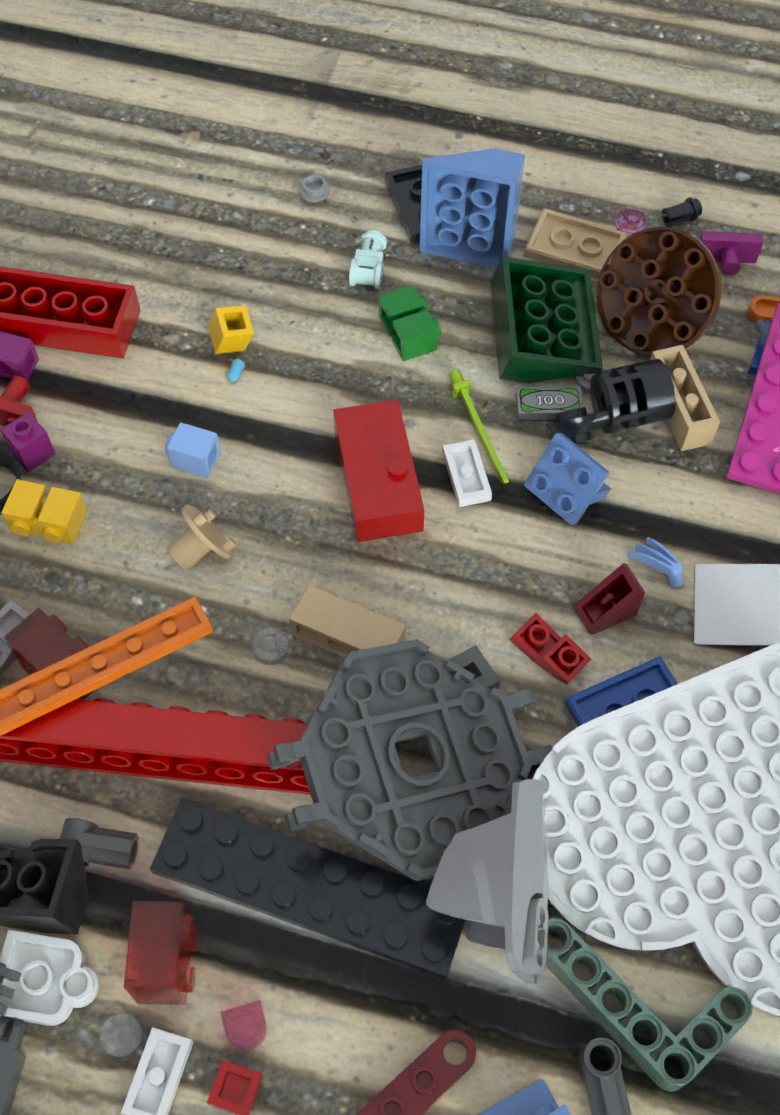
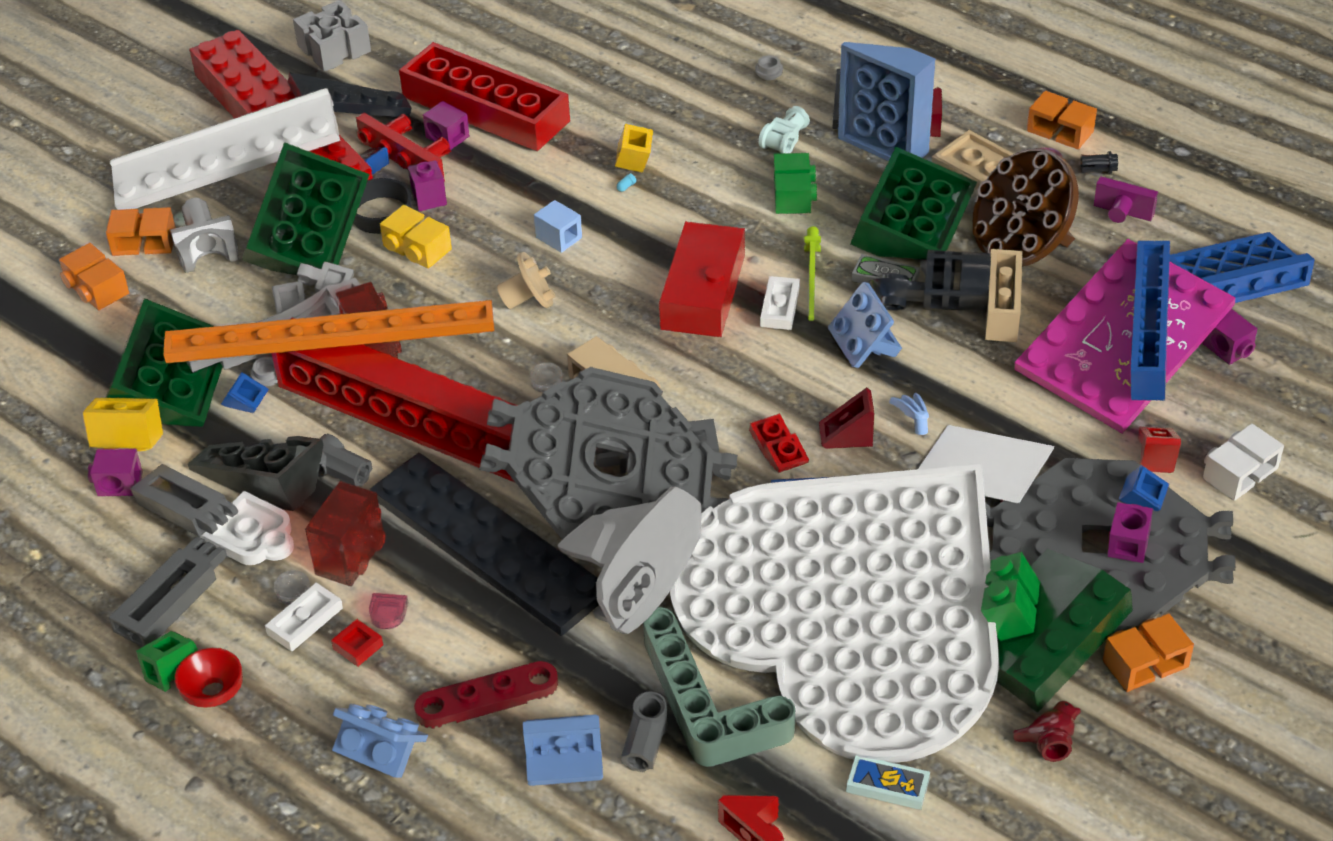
camera: 25 degrees right, 15 degrees down
(640, 175) = (1053, 111): none -> orange piece

